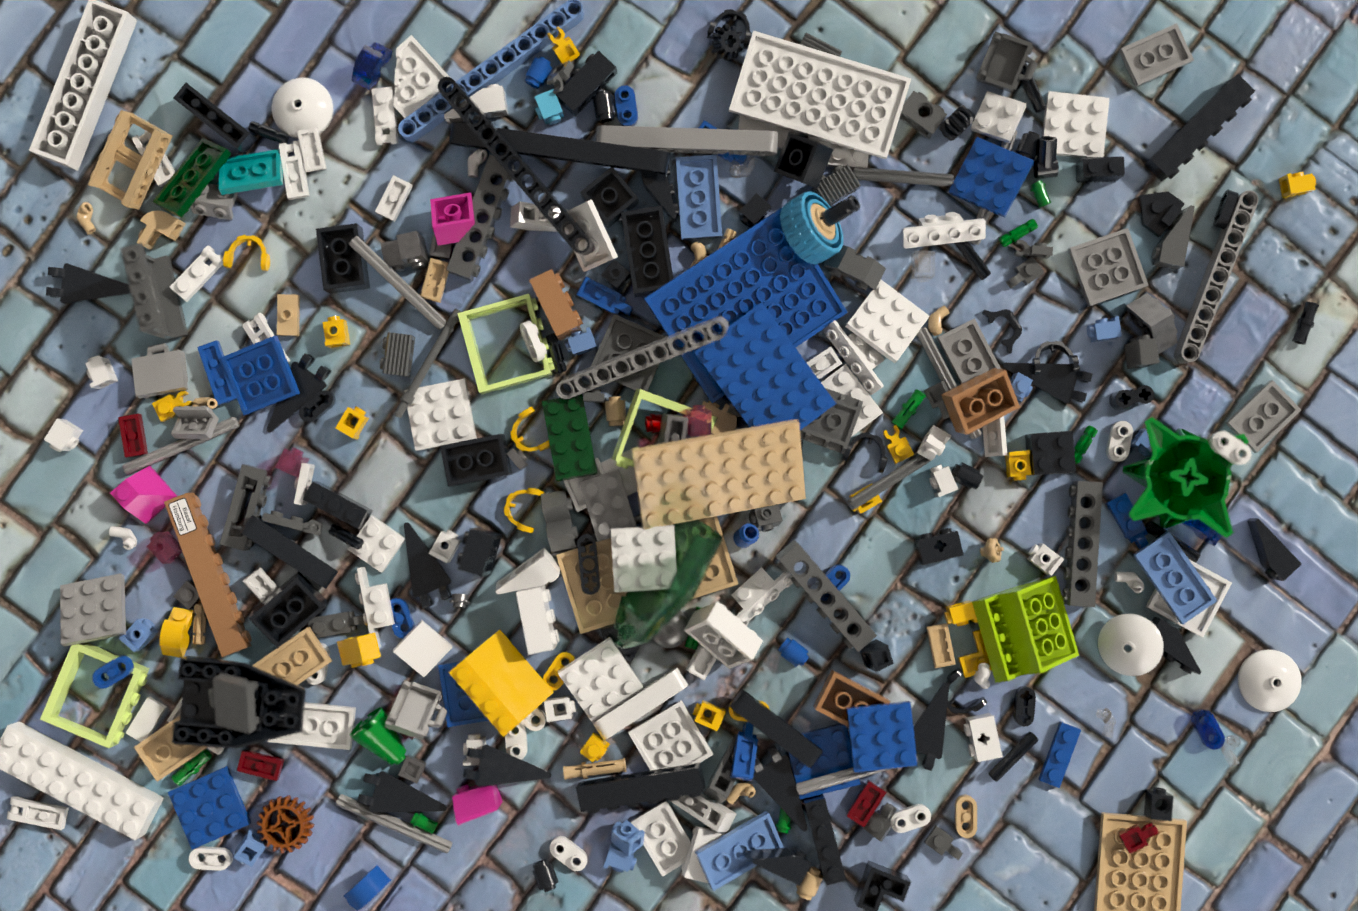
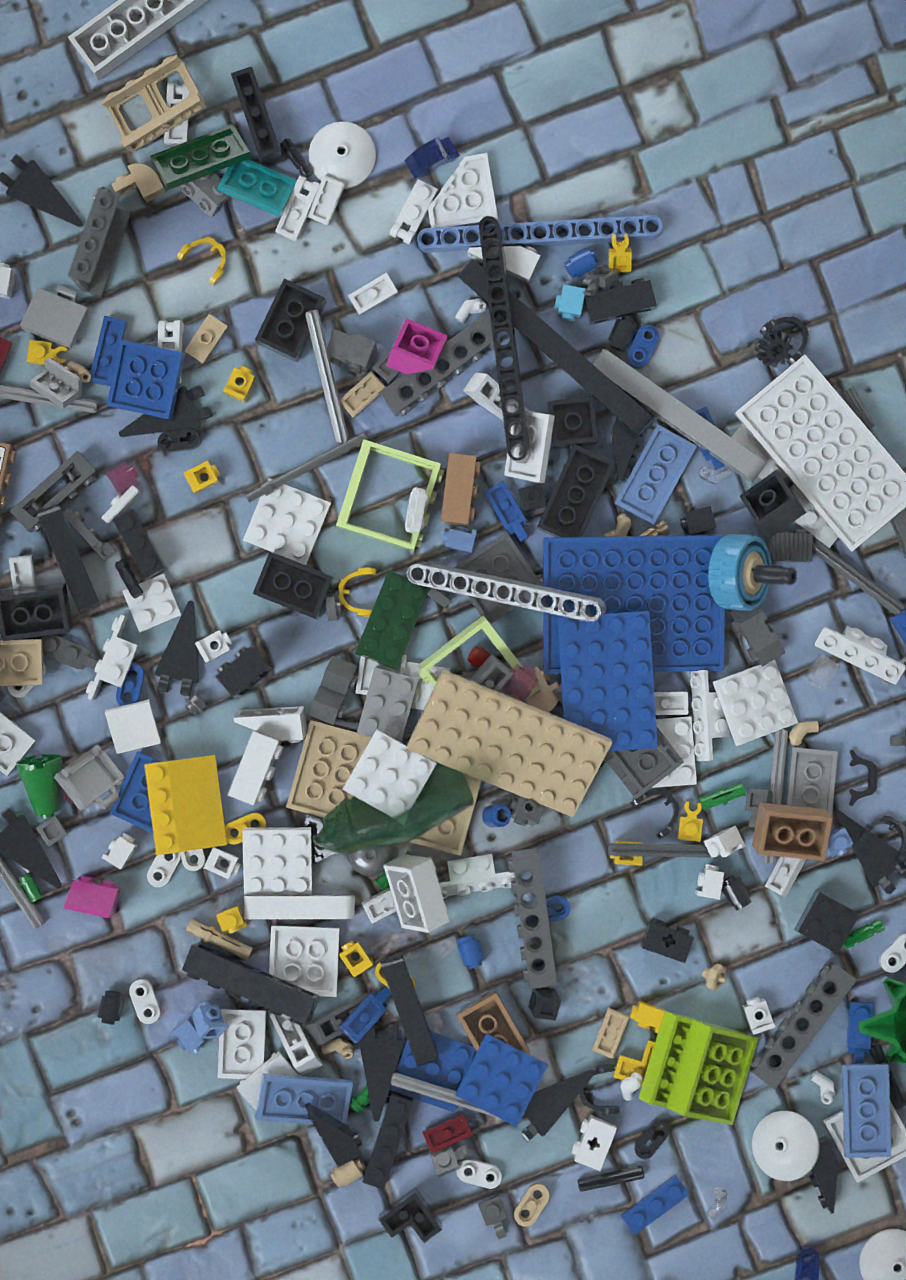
camera: 30 degrees right, 0 degrees up
(84, 217) = (76, 127): tan arm -> none
(197, 274) = (147, 247): white plate -> none
(359, 650) = (74, 690): yellow brick -> none
(398, 354) = (284, 441): dark grey brick -> none
(501, 768) = (135, 883): black flag -> none
(507, 512) = (297, 677): yellow piece -> none
(556, 353) = (430, 534): black axle -> none
(584, 580) = (322, 761): black beam -> none
(615, 411) = (450, 623): tan brick -> none
(973, 259) = (873, 697): black axle -> none
(1011, 461) = (790, 904): yellow brick -> none

